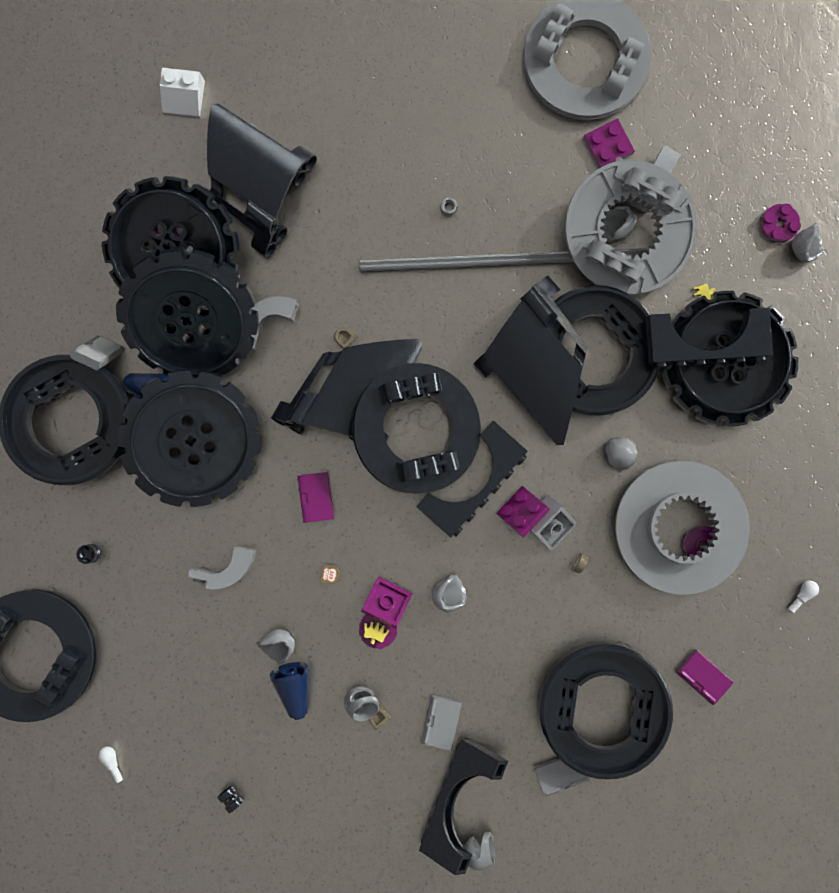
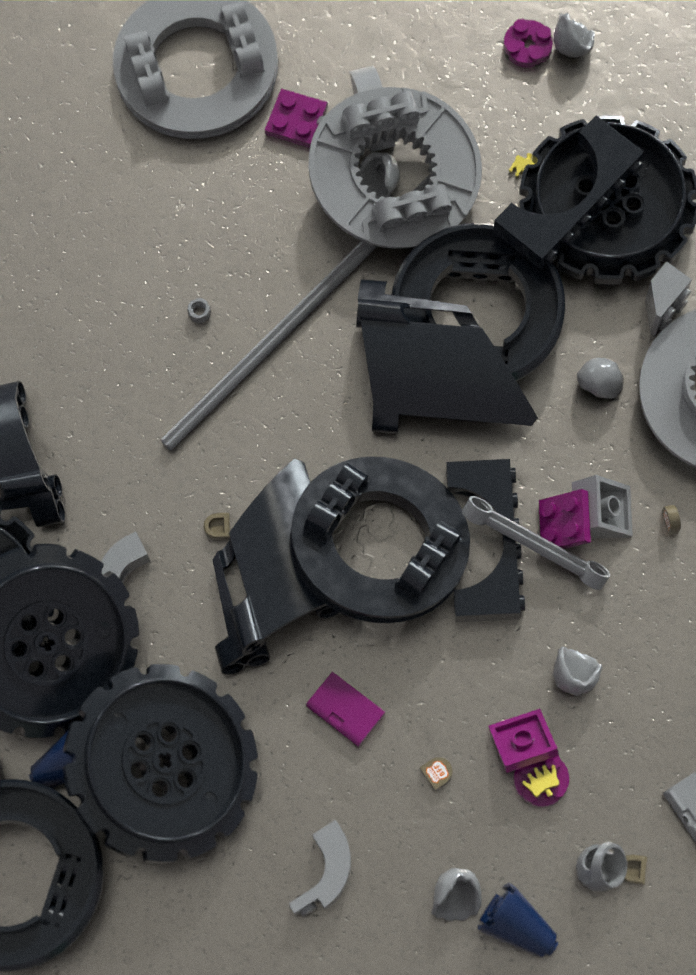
camera: 40 degrees left, 15 degrees down
(481, 466) = (482, 513): none -> light grey piece
(702, 442) = (666, 296): none -> light grey slope

